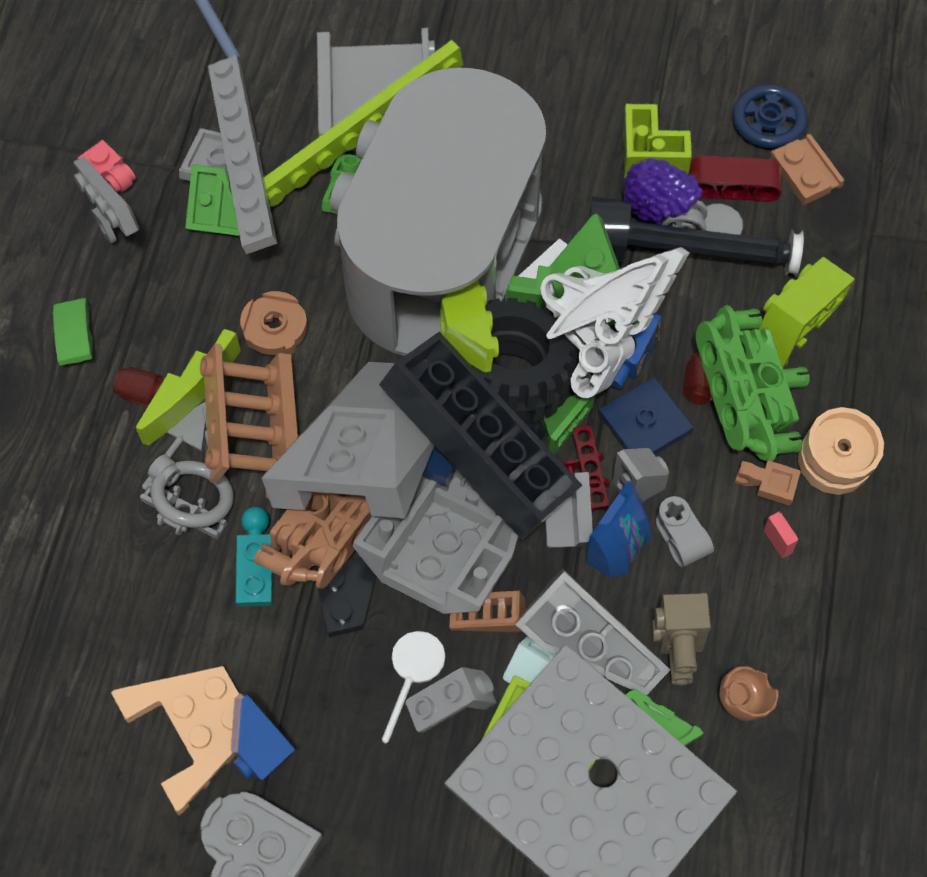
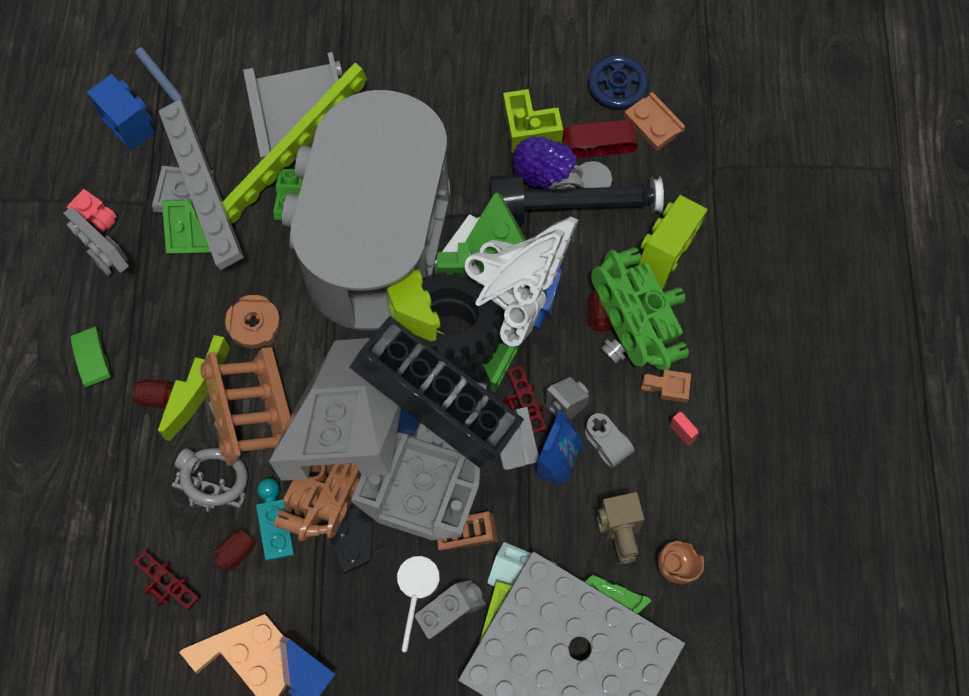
camera: 10 degrees left, 5 degrees up
(120, 622) = (180, 585): none -> dark red piece
(164, 58) = (121, 111): none -> blue brick
(188, 430) = (200, 422): light grey piece -> none
(199, 584) = (233, 550): none -> clear red brick
(573, 617) = (535, 527): light grey wedge -> none
(646, 418) = (563, 351): dark blue plate -> none
(708, 428) = (613, 350): none -> light grey plate
(840, 450) = (719, 352): light nougat wheel -> none

